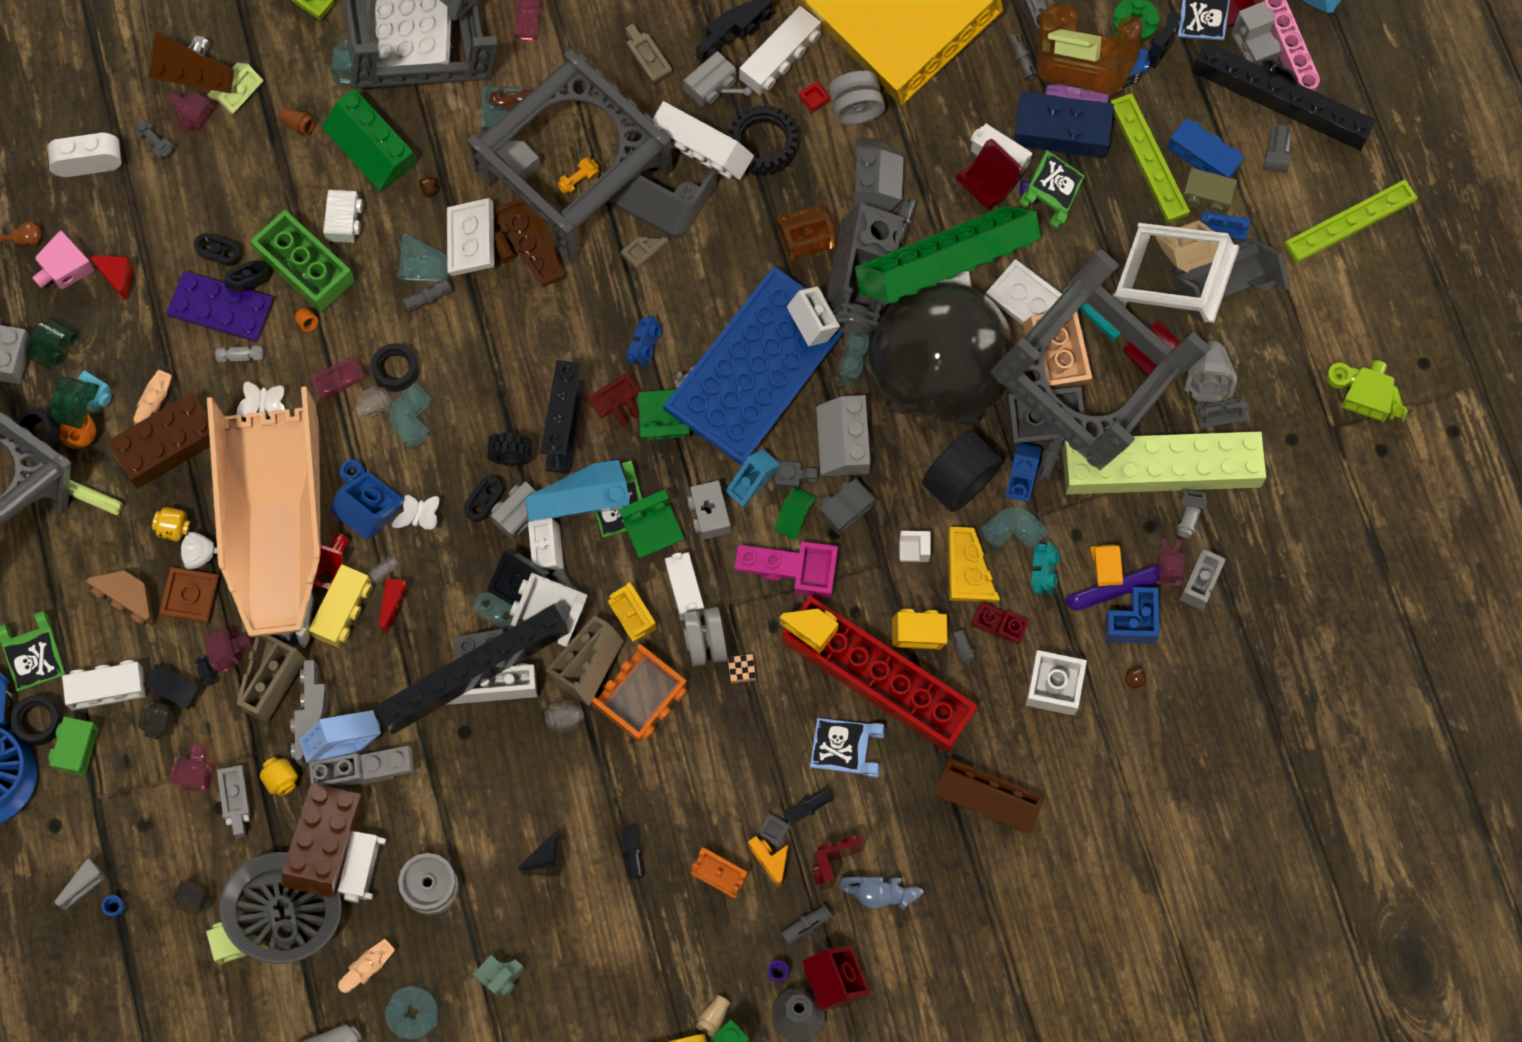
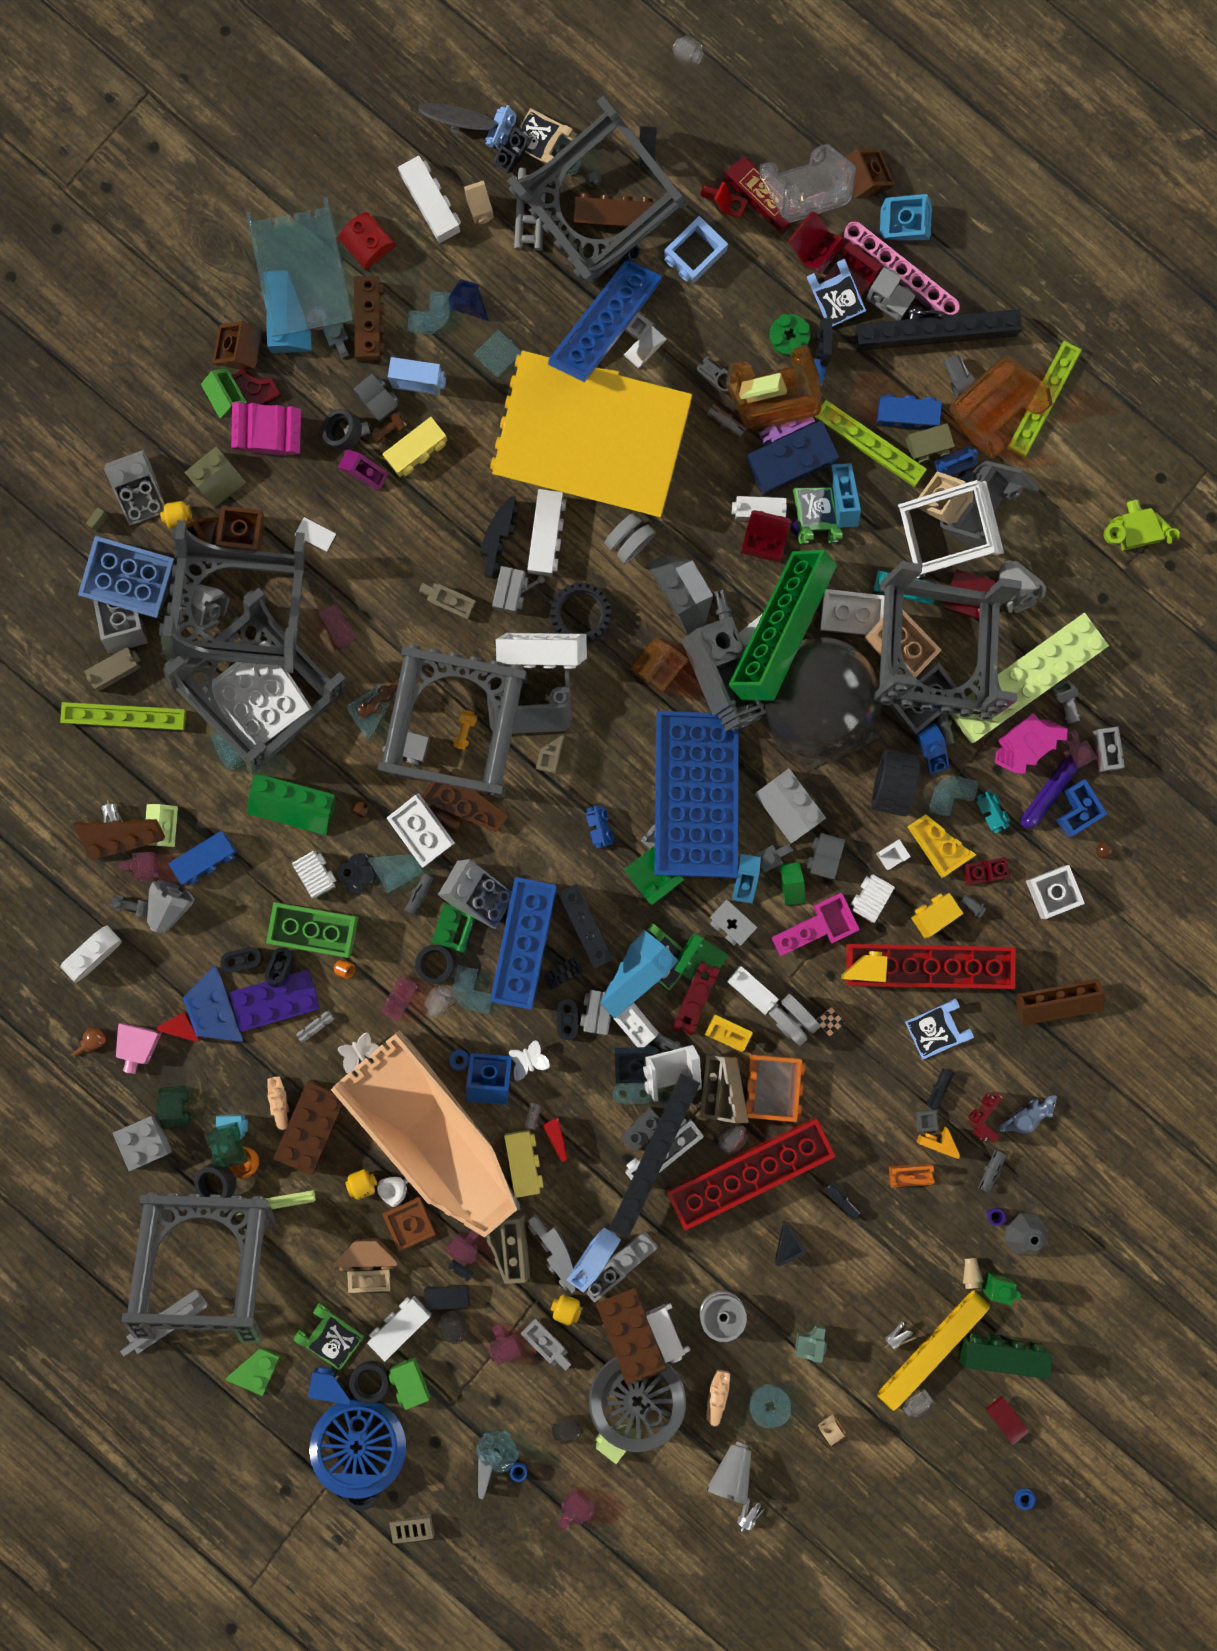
camera: 30 degrees left, 15 degrees up
(99, 859) = (501, 1441): none -> clear light blue plate
(110, 622) = (368, 1280): none -> tan plate
(143, 982) = (576, 1507): none -> clear pink brick
(155, 274) = (211, 1009): none -> blue wing
(185, 156) = (166, 905): none -> light grey cone
(251, 138) = (203, 858): none -> blue brick
(298, 121) = (228, 822): dark orange cone -> none
(330, 560) = (493, 1134): red bracket -> none
(385, 243) = (359, 873): none -> black plate
(435, 341) = (448, 926): none -> green plate
(481, 326) = (476, 893): none -> light grey slope
(491, 393) = (523, 943): none -> blue brick
(556, 760) = (750, 1173): none -> red brick
(588, 1029) = (895, 1341): none -> flat silver piece
(613, 396) = (607, 881): clear red hinge -> none
(623, 557) = (696, 997): none -> dark red plate
(813, 316) = (714, 734): white brick -> none
(814, 97) = (593, 552): red tile -> none
(836, 977) = (1040, 1198): dark red brick -> none
(854, 358) = (758, 738): clear light blue brick -> none
(865, 574) = (872, 898): none -> white brick
(1092, 189) = (845, 495): none -> dark azure slope
(1107, 564) = (1036, 782): light orange slope -> none
(1122, 513) = (1028, 743): none -> dark pink slope
(1222, 413) = (1043, 611): dark grey hinge -> none
(1298, 189) = (995, 400): none -> clear orange windscreen

